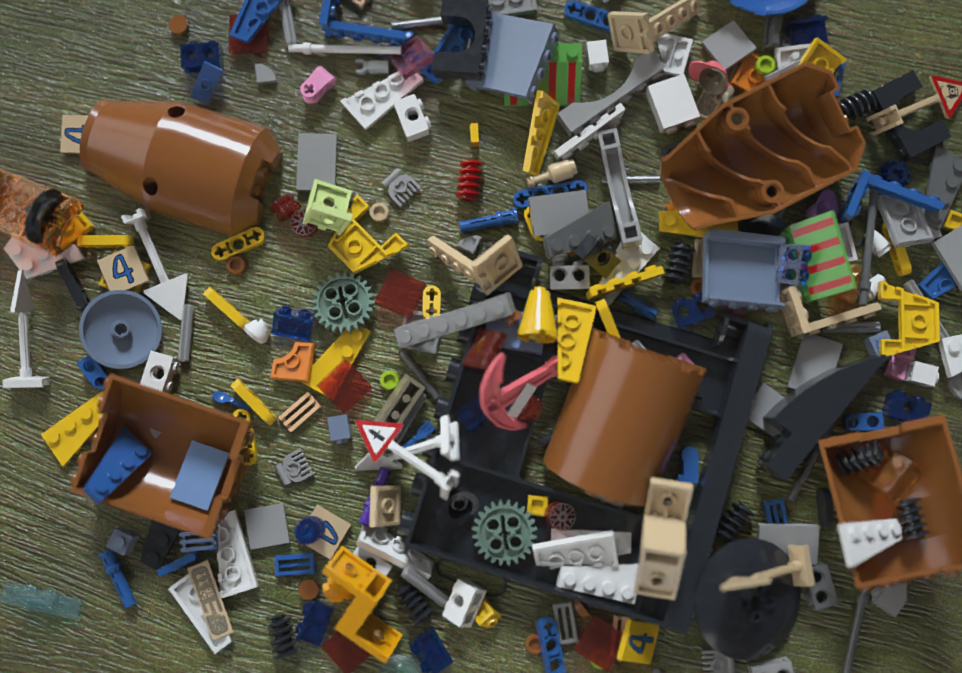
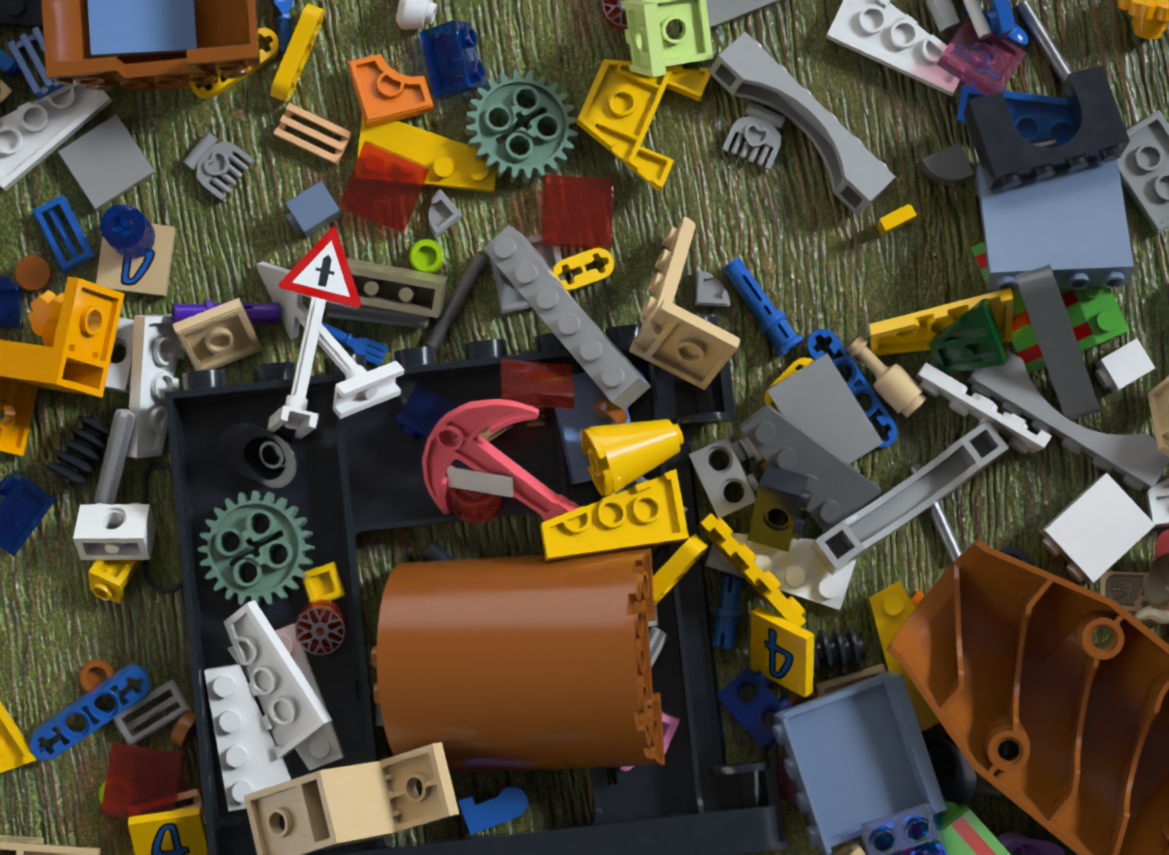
camera: 65 degrees right, 0 degrees up
(371, 363) = (442, 214): none -> light grey tile
(379, 212) = (697, 120): tan tile -> none
(407, 107) = (889, 85): white brick -> none
(439, 145) = (753, 74): none -> light grey arch
(458, 98) = (947, 166): none -> dark grey brick
(468, 180) = (815, 244): red piece -> none
(554, 123) = (970, 342): none -> dark green wing
(573, 79) = (1057, 342): none -> dark grey beam
(671, 284) = (782, 651): none -> yellow tile

